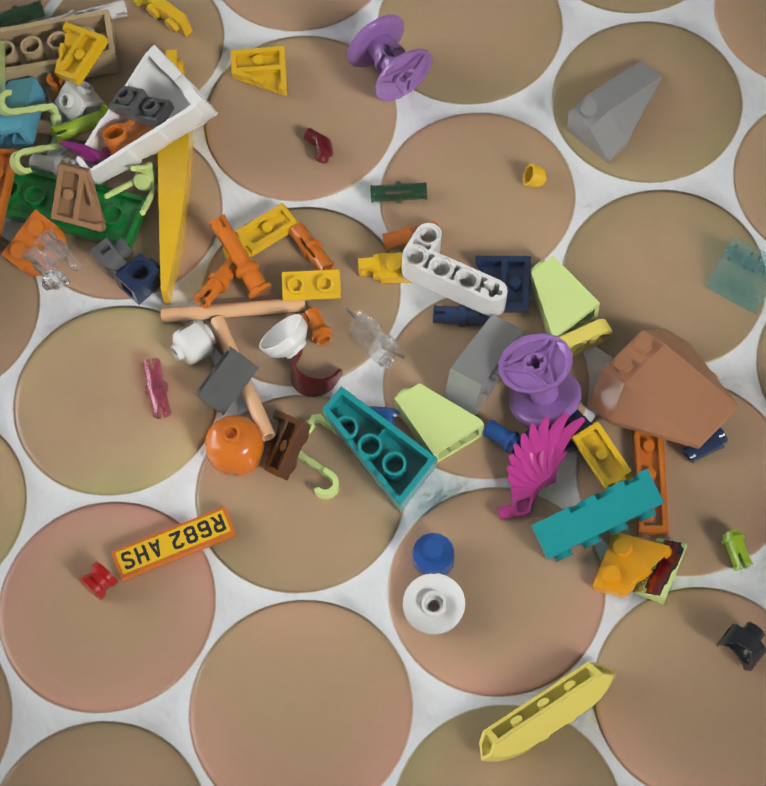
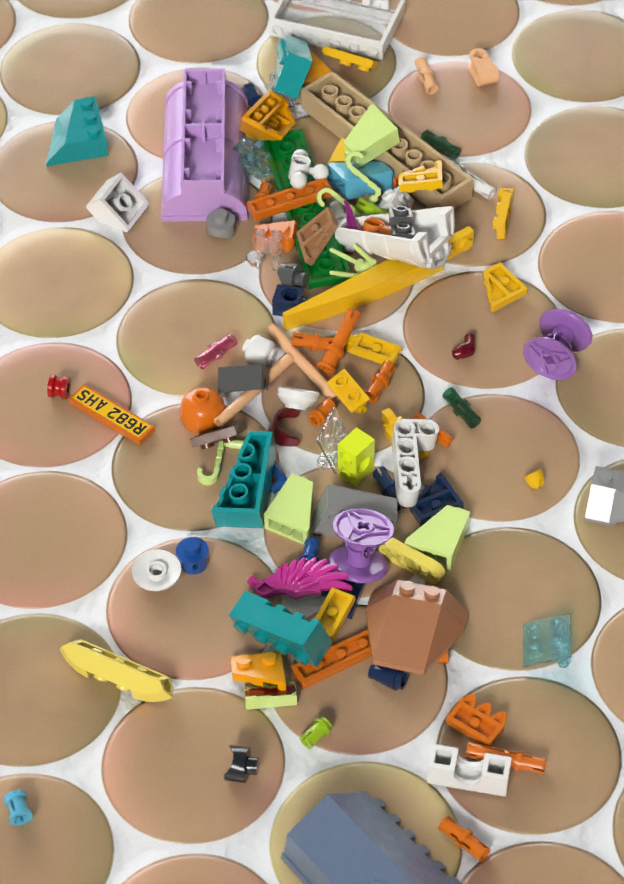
camera: 55 degrees right, 15 degrees down
(412, 324) = (356, 456): none -> neon yellow brick

